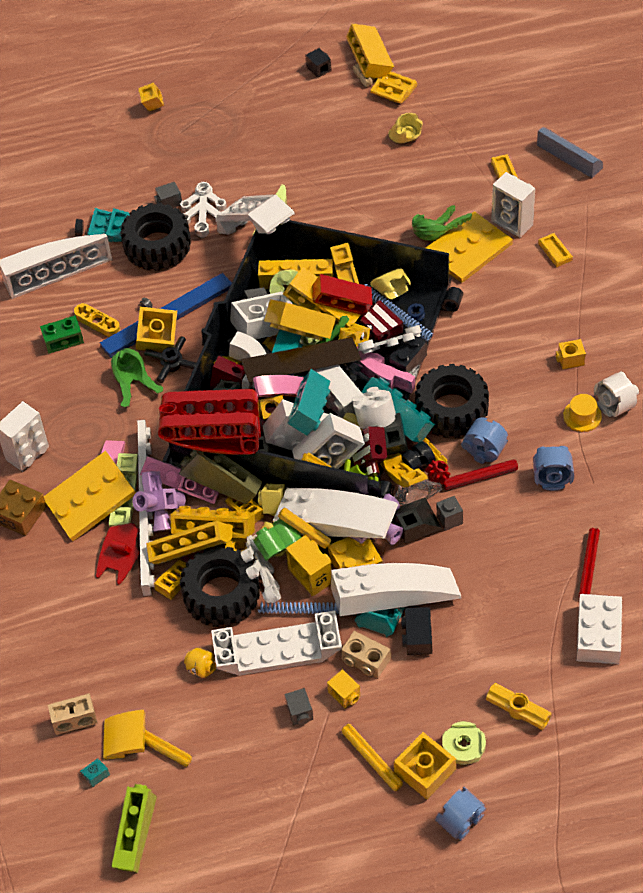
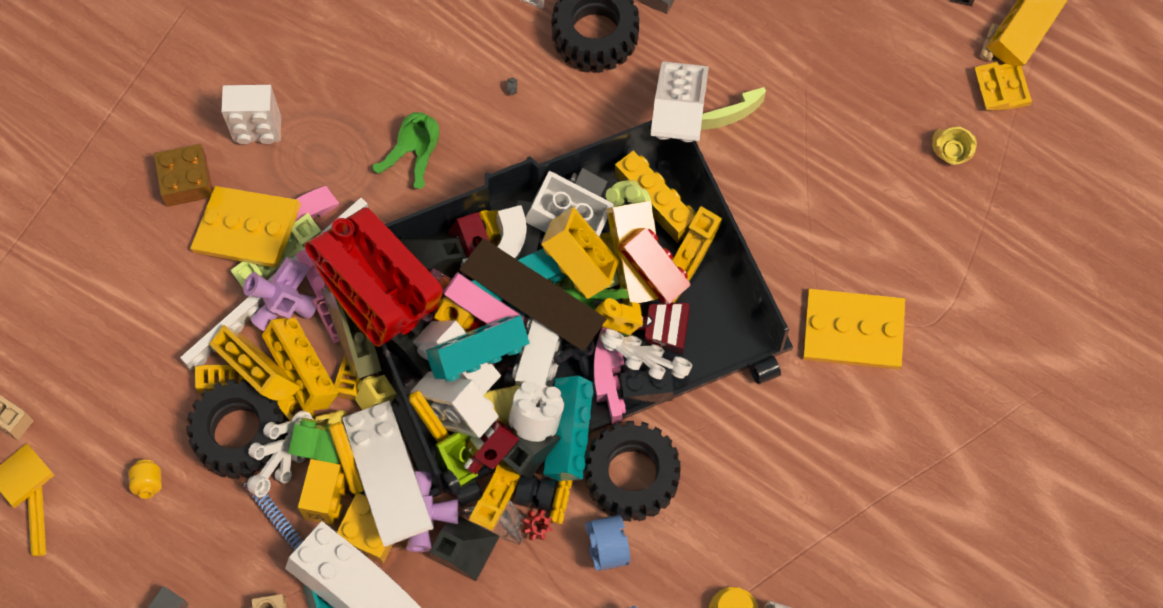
camera: 45 degrees right, 15 degrees up
(61, 334) = (409, 42): green brick -> none
(94, 313) = (452, 67): yellow beam -> none
(119, 550) = (211, 303): red shield -> none
(155, 329) = (479, 124): yellow brick -> none
(170, 359) = (463, 157): black bar -> none
(183, 306) = (516, 115): blue tile -> none
(202, 192) = (675, 36): white plant -> none
(277, 647) = (215, 531): white slope -> none
(391, 284) = (723, 298): light yellow hair -> none
(416, 308) = (708, 345): dark blue bush -> none
(426, 334) = (698, 330): light blue piece -> none
(432, 229) = (839, 273): bright green hair -> none
(449, 513) = (496, 575): dark grey brick -> none
(480, 474) = (573, 567): red axle -> none
(501, 165) = (991, 284): yellow tile -> none
(513, 204) = (935, 334): white brick -> none
(555, 250) = (928, 419): yellow tile -> none
(568, 152) = (1074, 331): sand blue brick -> none
(571, 354) = (802, 552): yellow brick -> none

